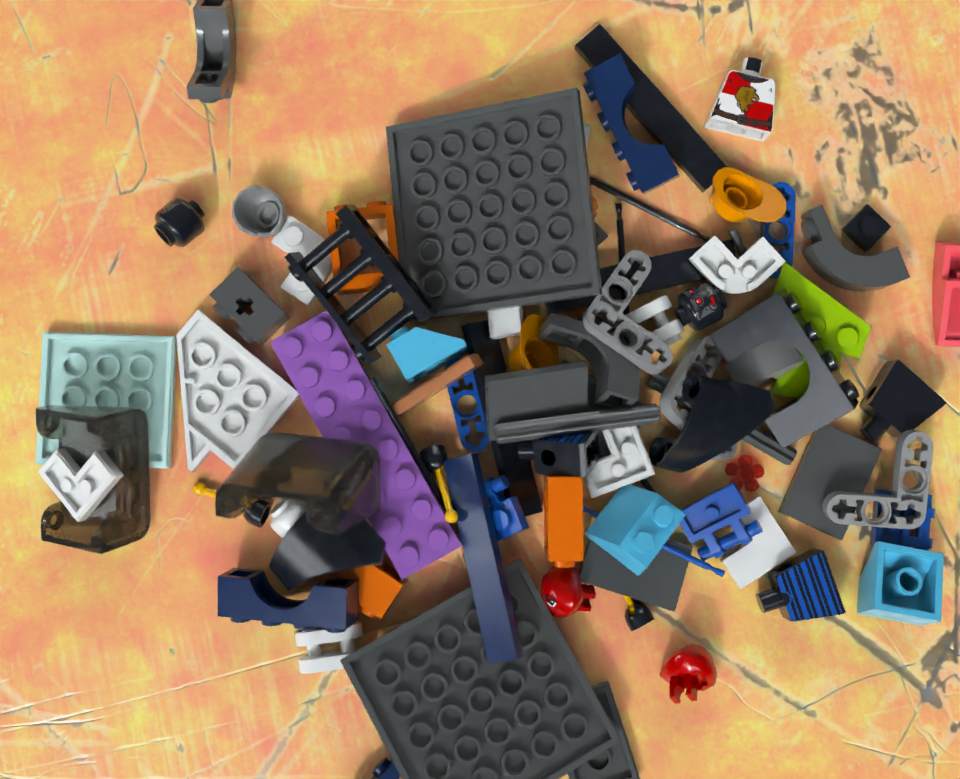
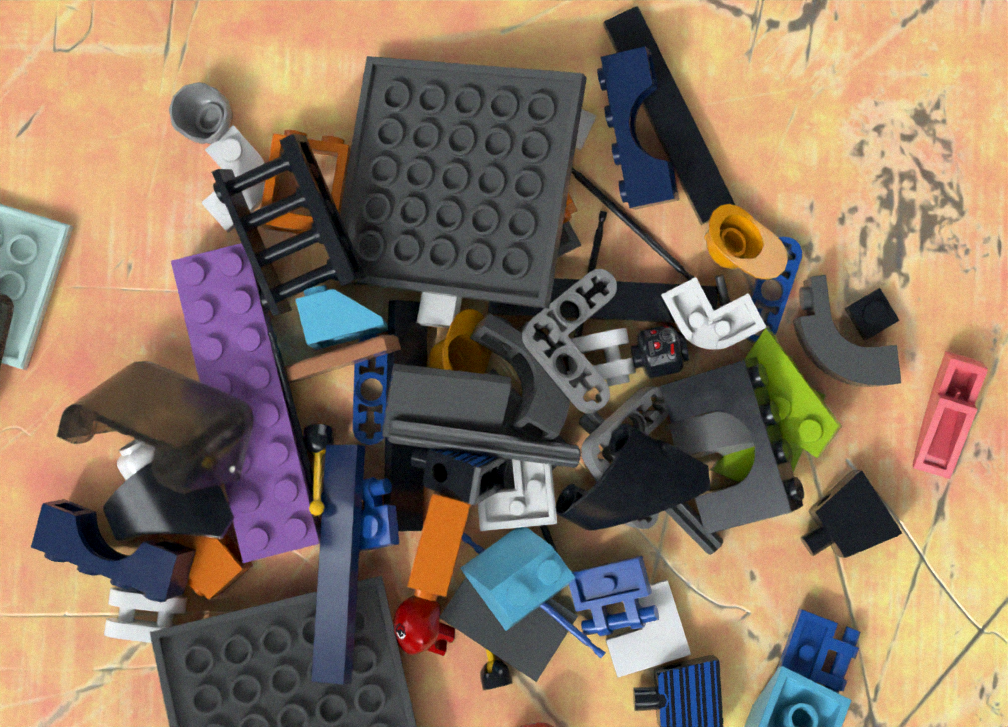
camera: 15 degrees right, 0 degrees up
(179, 222) = (109, 100): black head -> none
(225, 393) = (108, 303): white wing -> none
(238, 290) = (156, 193): dark grey brick -> none
(255, 514) = (103, 445): black hinge -> none
(744, 103) = (773, 137): torso -> none
(744, 473) = (659, 551): clear red plant -> none
(828, 465) = (751, 585): dark grey tile -> none
(900, 495) = (822, 622): light grey beam -> none

